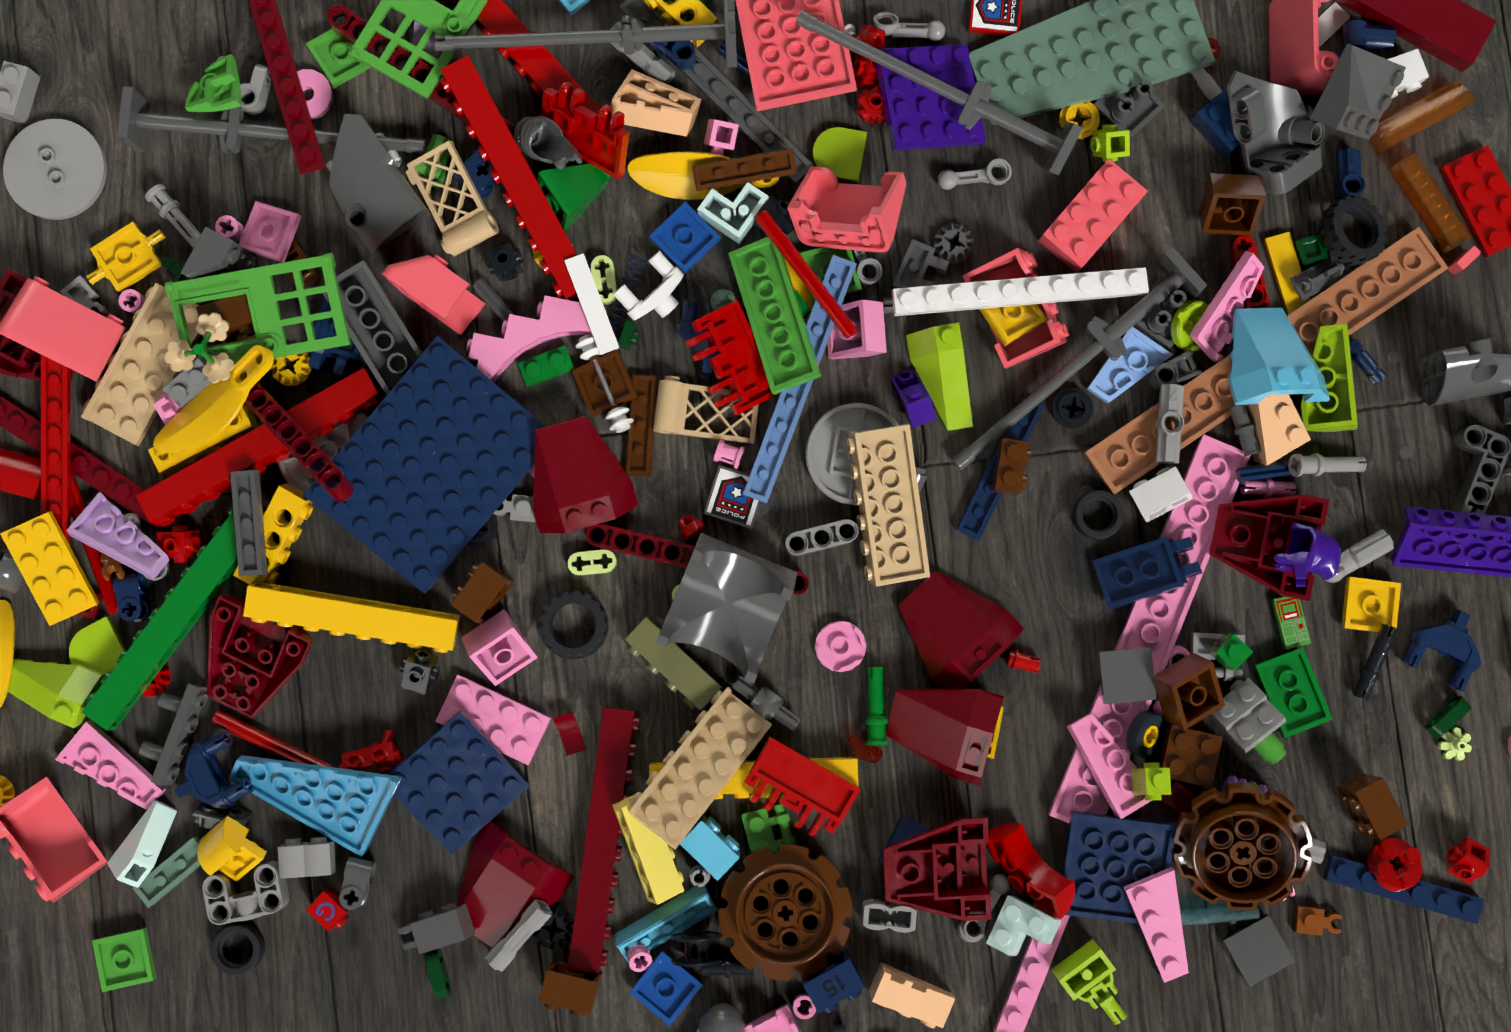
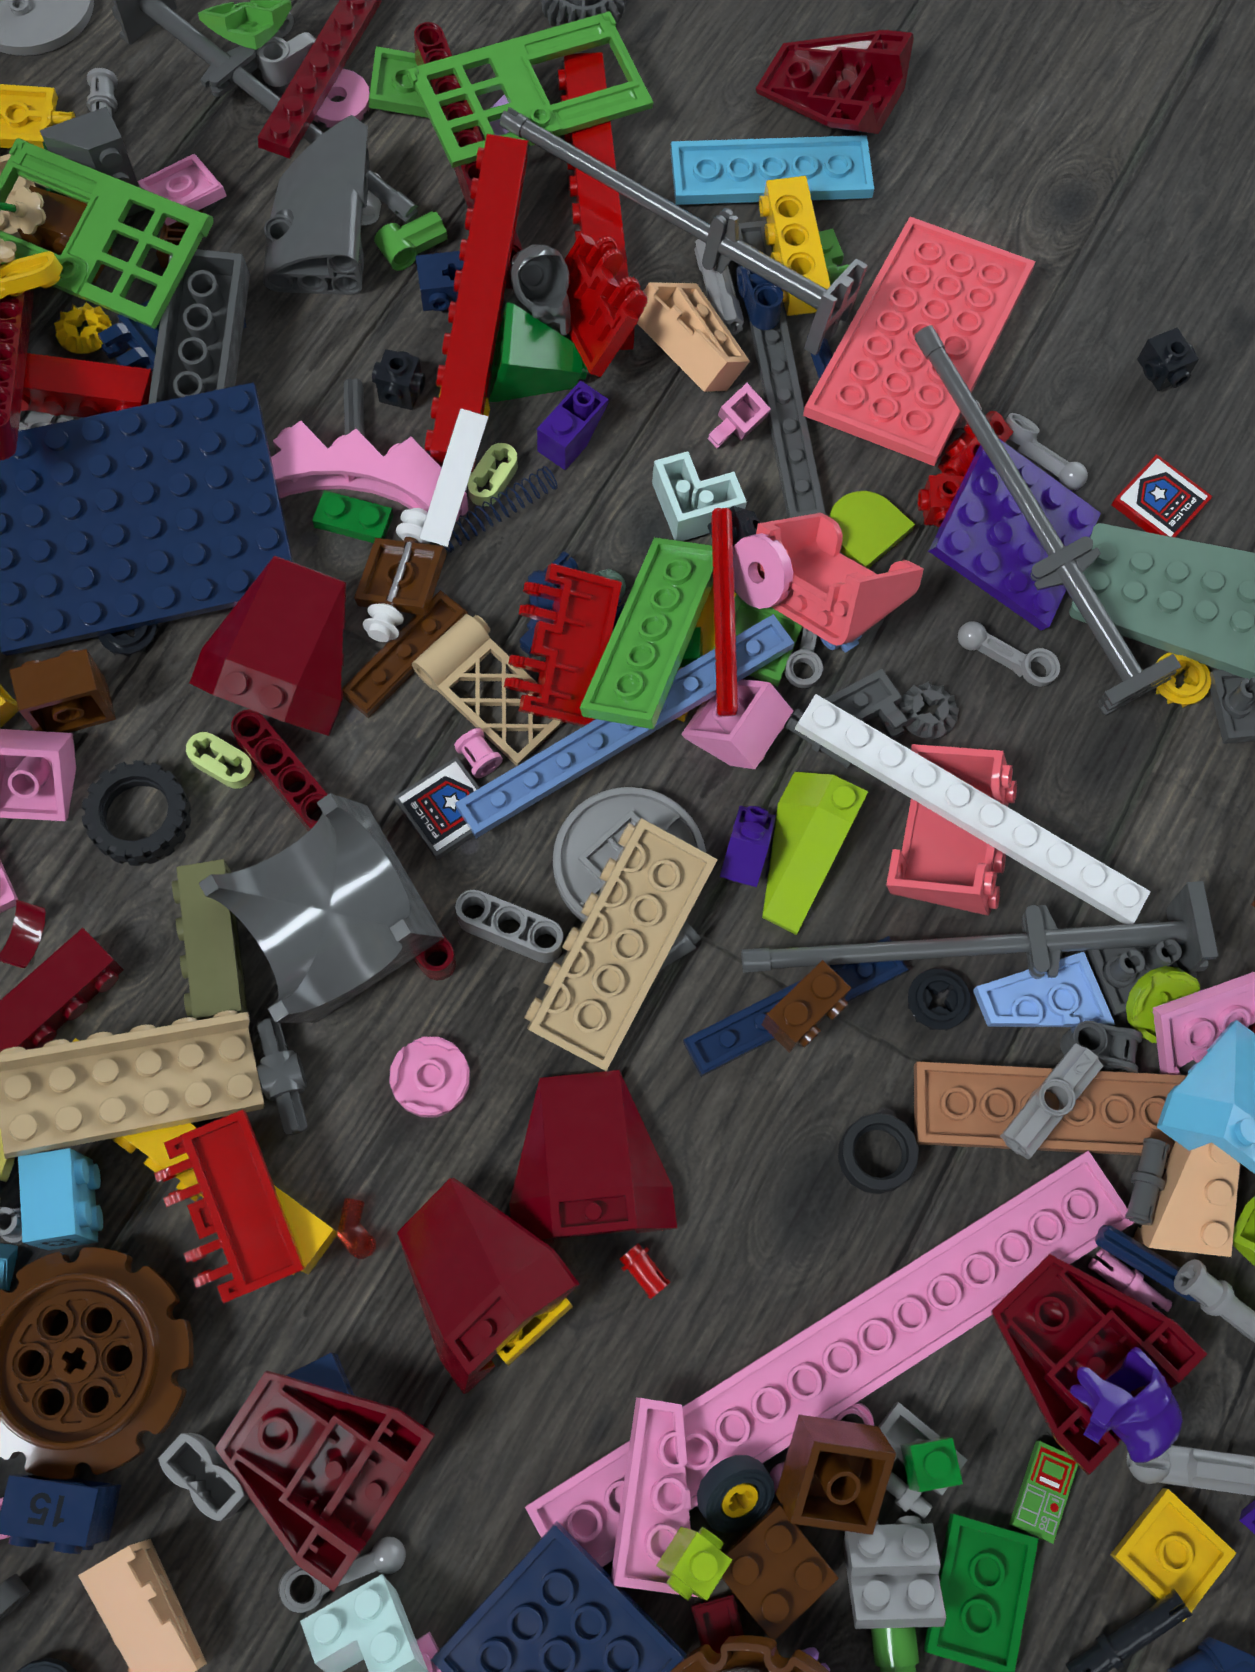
camera: 30 degrees right, 15 degrees down
(227, 221) = (142, 155): bright pink bush -> none
(436, 290) = (294, 340): coral windscreen -> none
(463, 231) = (386, 319): tan piece -> none
(520, 508) = (187, 640): light grey plate -> none
(627, 215) = (571, 425): none -> dark purple slope
(629, 335) = (470, 545): dark green plate -> none
(660, 298) = (535, 530): white connector -> none
(673, 174) = (671, 423): yellow plant -> none
(684, 237) = (618, 492): blue plate -> none
(691, 530) = (367, 795): red tile -> none
(744, 169) = (748, 461): reddish brown tile -> none
(759, 829) = (143, 1231): bright green plate -> none
(809, 245) = (776, 565): none -> bright pink tile
(876, 719) = (400, 1201): green pin -> none
(1014, 321) = (938, 842): yellow tile -> none
(1029, 871) = (438, 1566): red brick -> none
(1092, 216) = (1123, 791): coral brick -> none
(1110, 142) = (1212, 722): lime brick -> none
(1126, 675) = (766, 1389): dark grey tile -> none
(1144, 571) = (890, 1269): dark blue tile -> none
(1160, 493) = (979, 1183): white brick -> none

